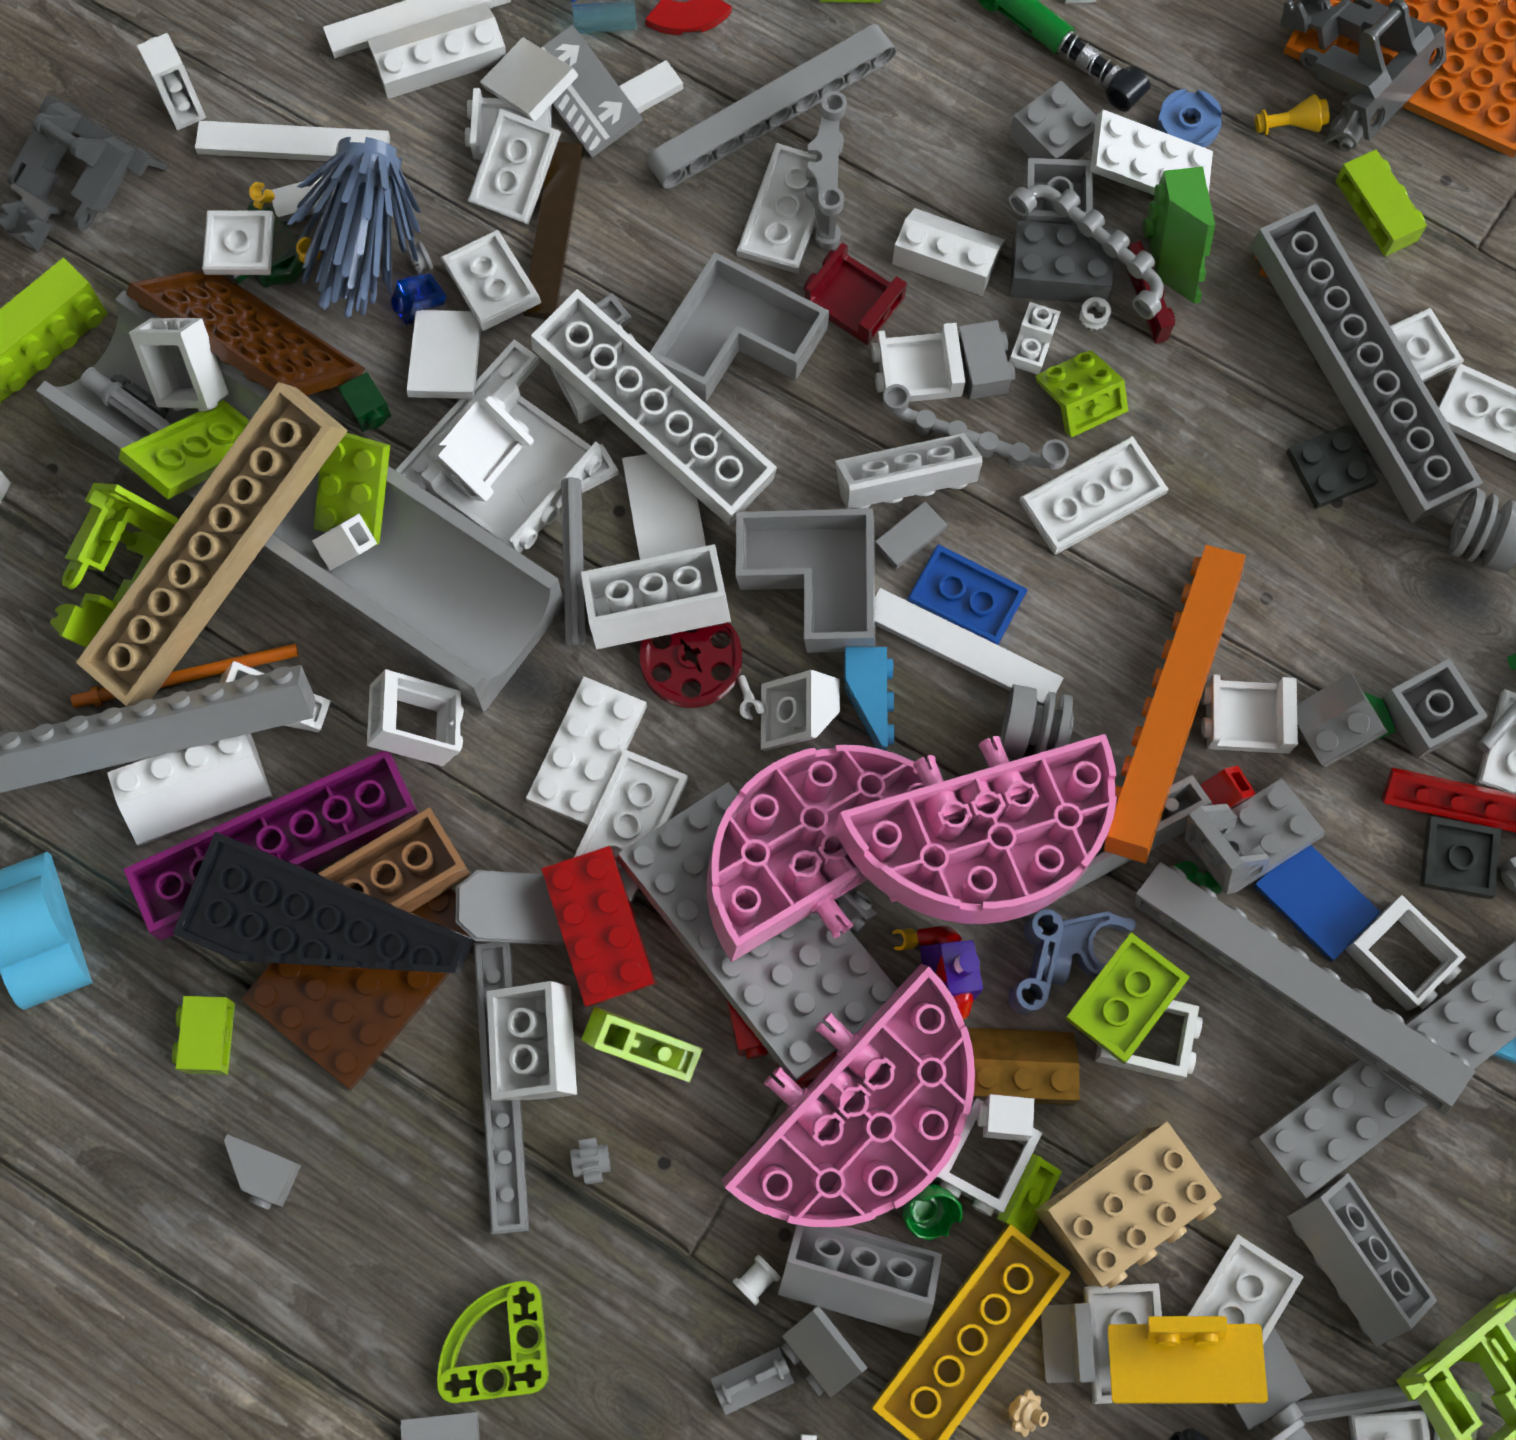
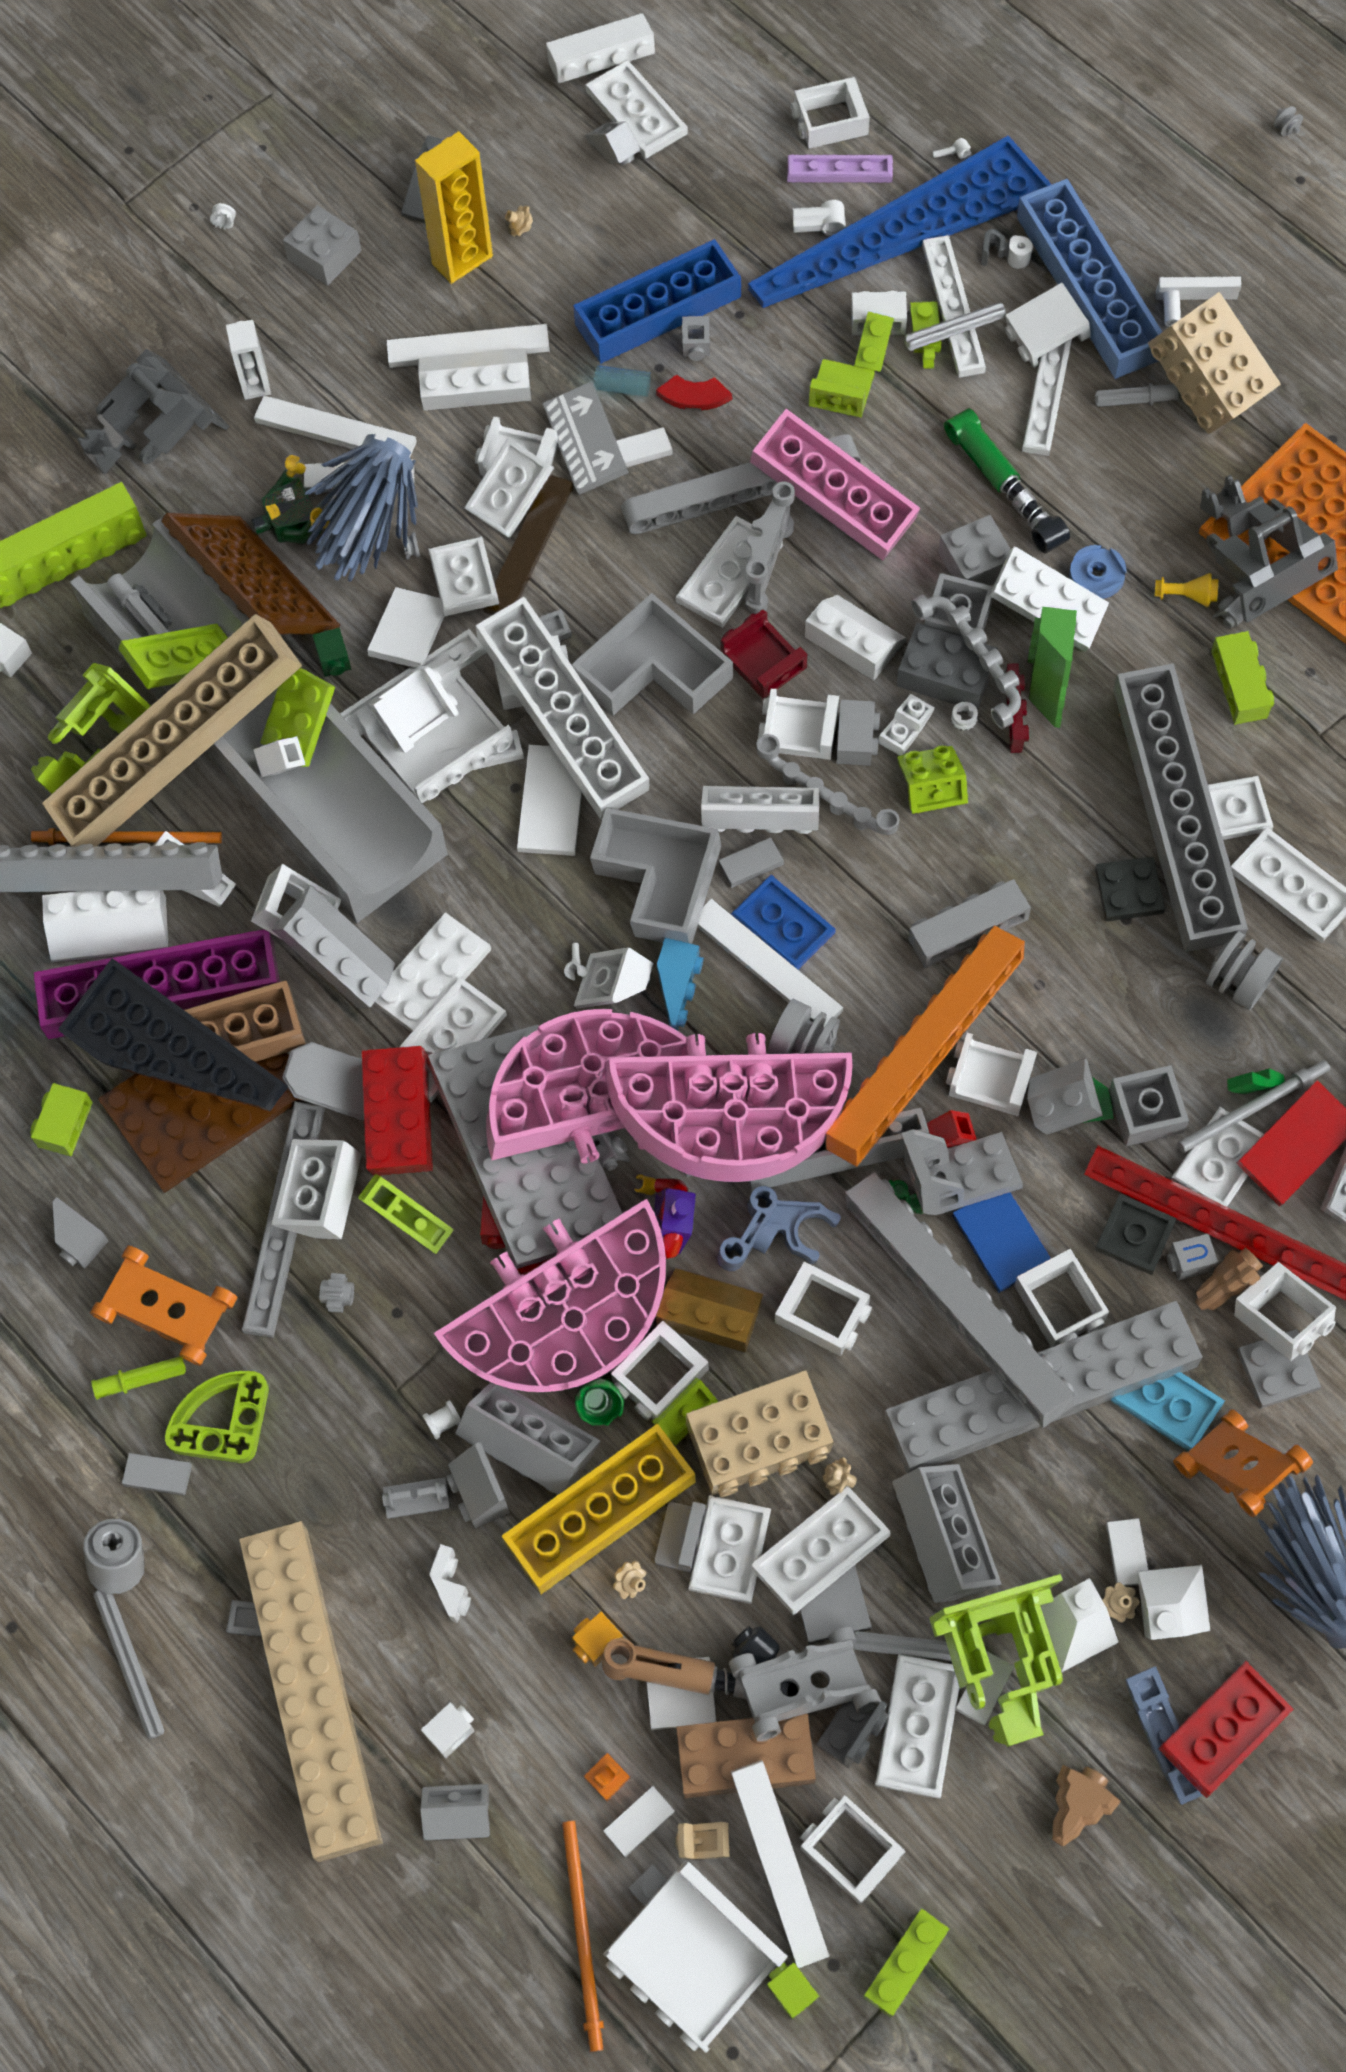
camera: 20 degrees right, 5 degrees down
(201, 363) = (203, 585): white window -> none
(238, 243) = (265, 500): white tile -> none
(385, 1324) = (138, 1377): none -> lime axle
(415, 295) = (399, 574): clear blue bracket -> none
(438, 1227) = (190, 1330): none -> orange piece
(474, 752) = (335, 948): none -> light grey slope
(529, 79) = (541, 418): white tile -> none
(573, 561) = (462, 818): light grey axle -> none
(655, 596) = (520, 860): white brick -> none
(684, 672) = (528, 926): dark red wedge -> none
(882, 83) = (835, 484): none -> bright pink brick
(1007, 1117) = (679, 1339): white brick -> none
(1093, 495) = (916, 865): white tile -> none
(1127, 998) = (809, 1271): lime plate -> none
(1173, 547) = (963, 925): none -> light grey brick
(1187, 1361) = (769, 1566): yellow bracket -> none
(1224, 1226) = (838, 1476): none -> tan plant

